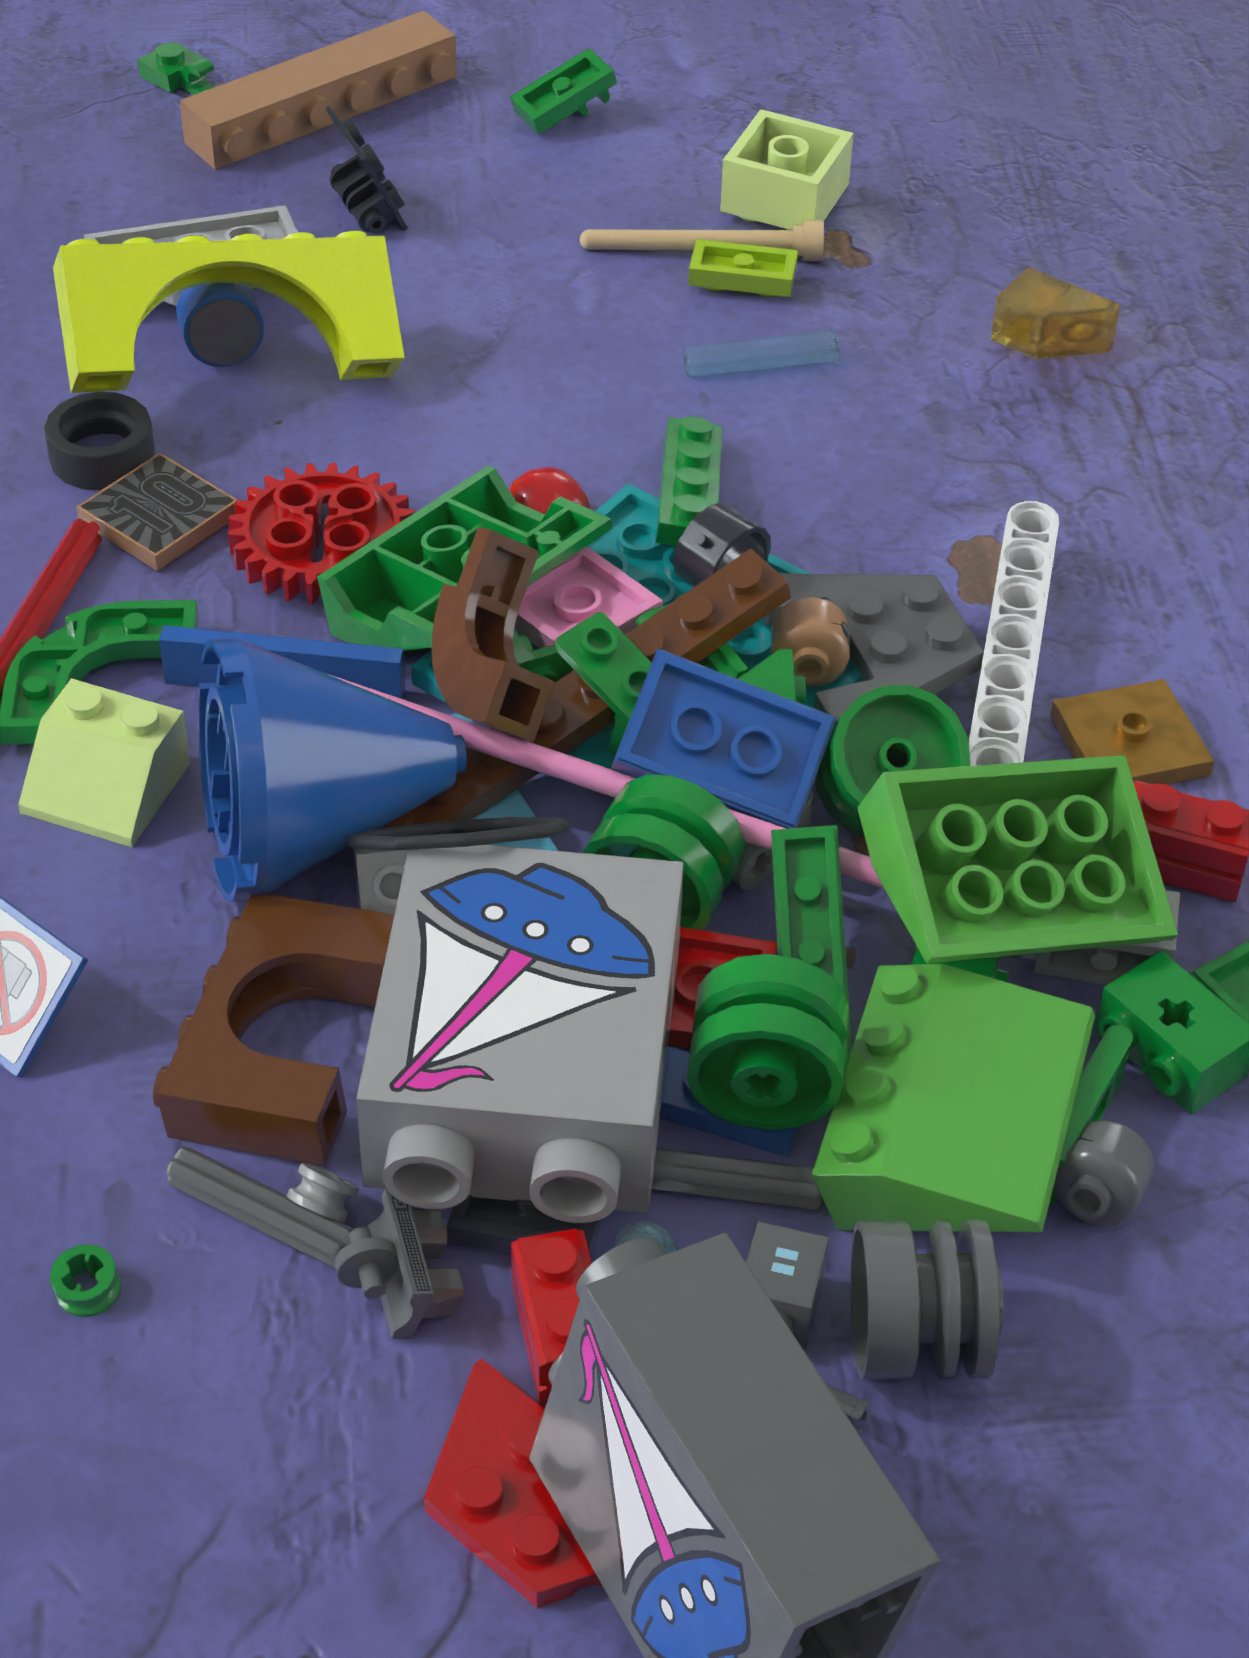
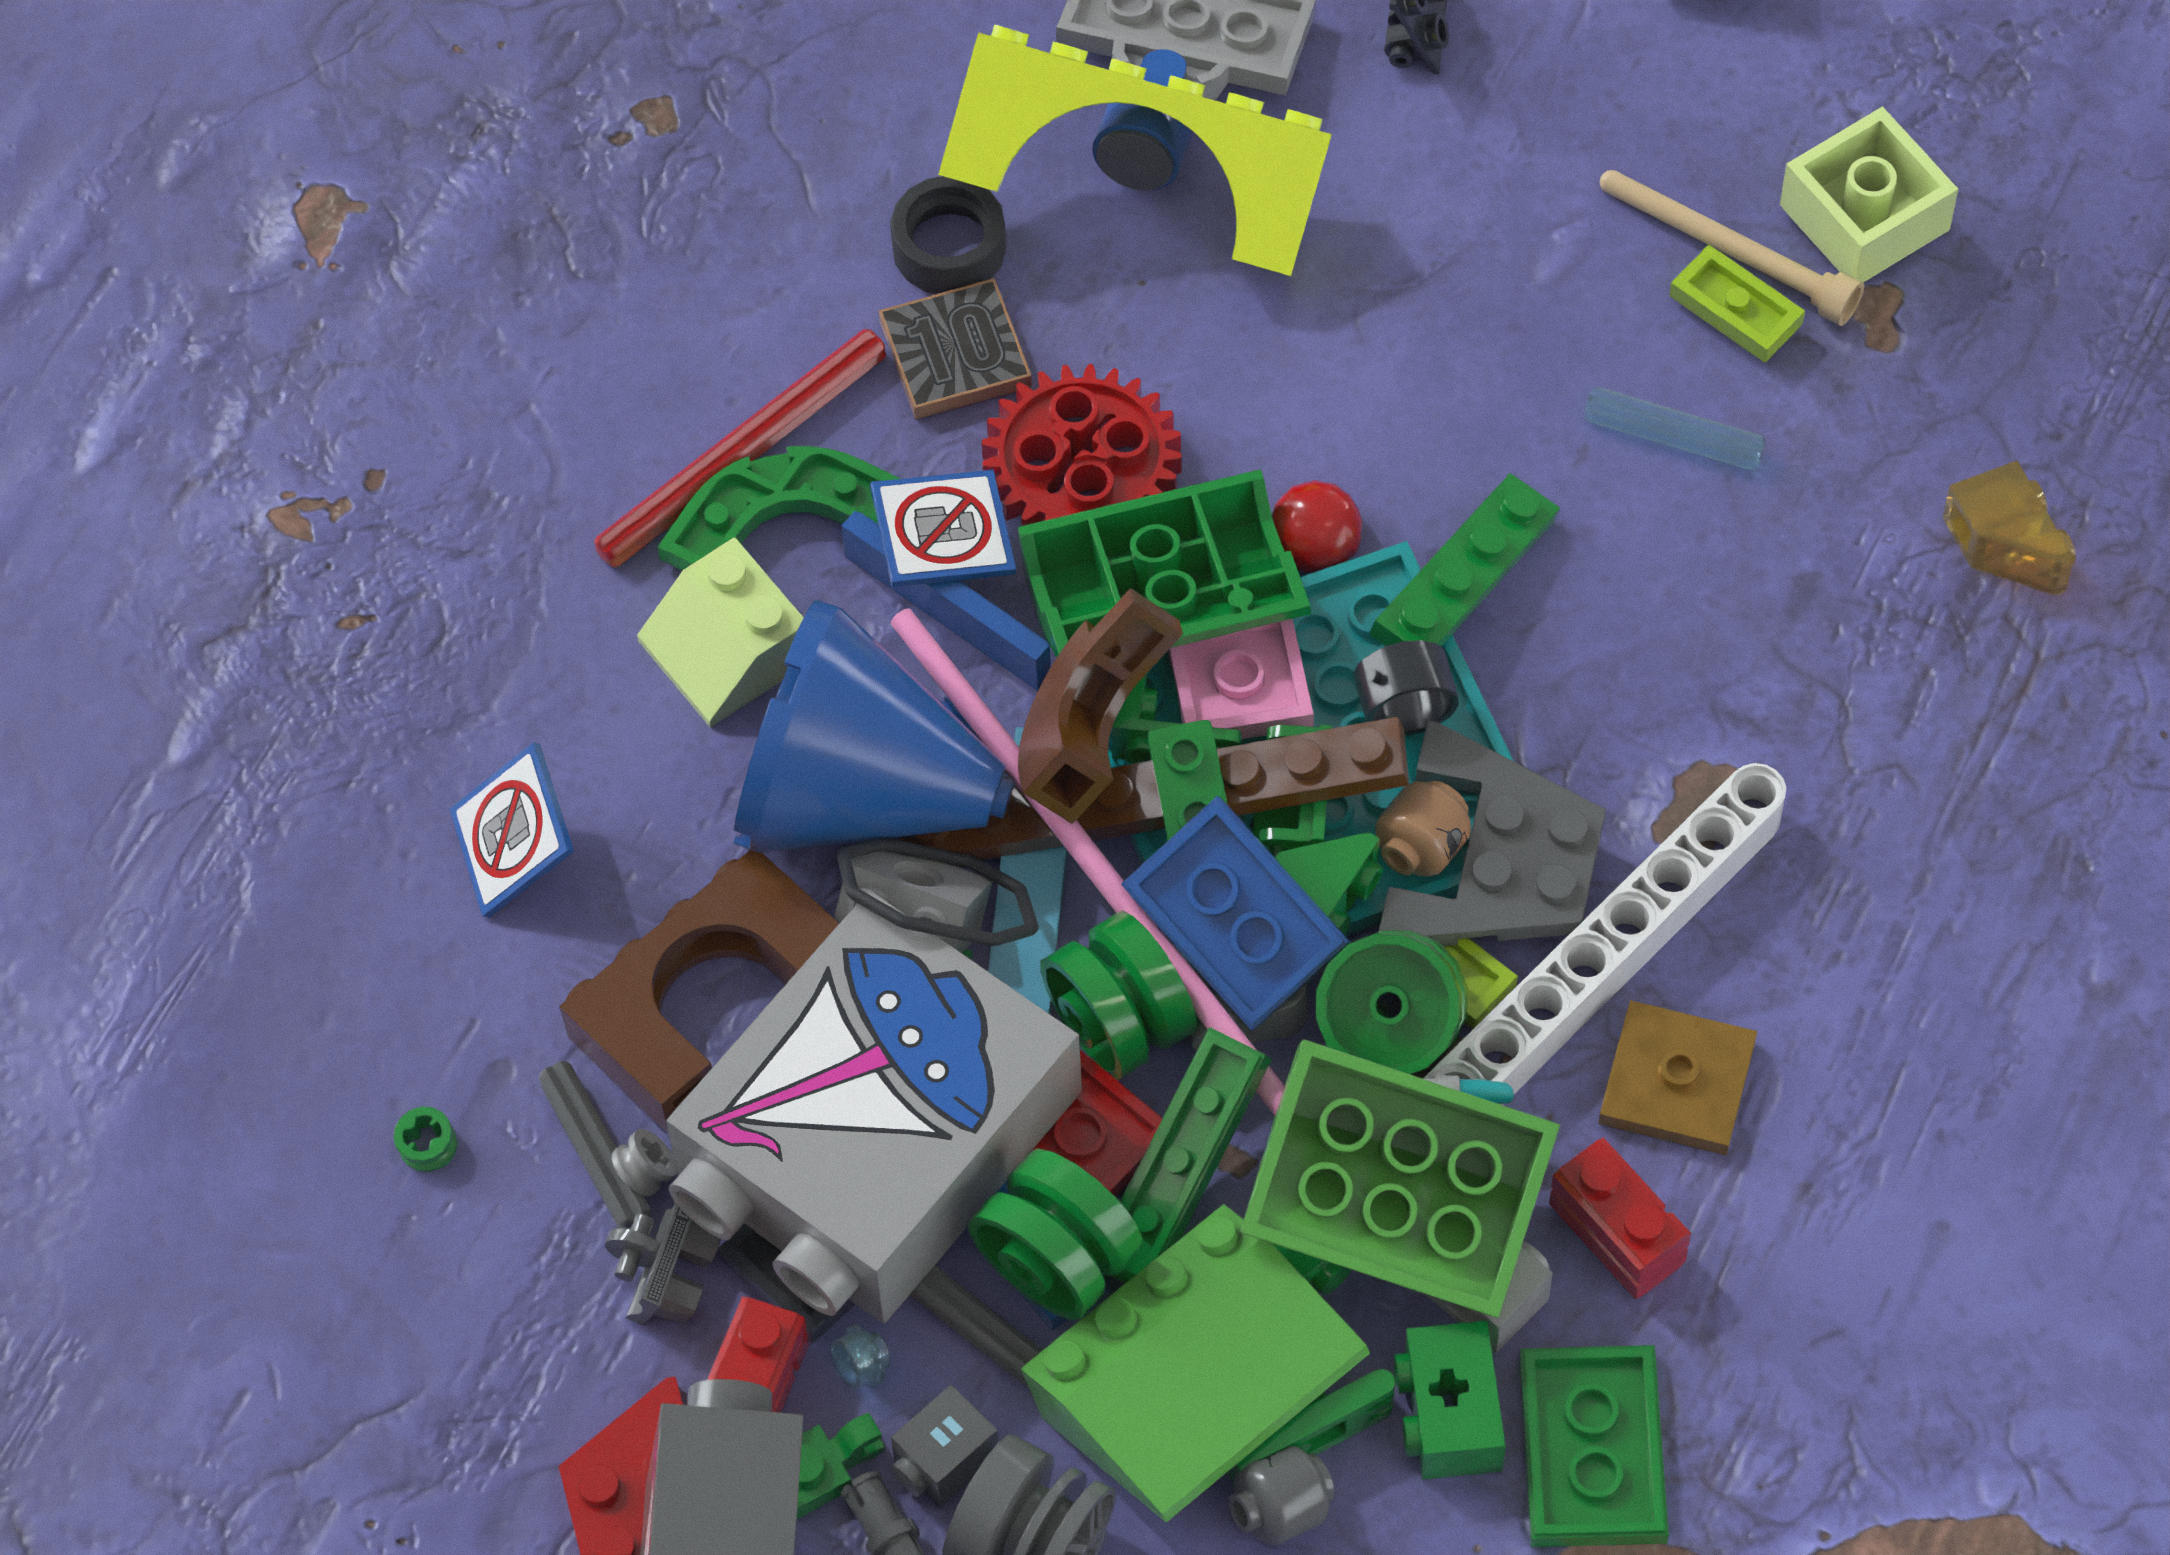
camera: 35 degrees right, 15 degrees up
(250, 605) = (942, 528): none -> piece

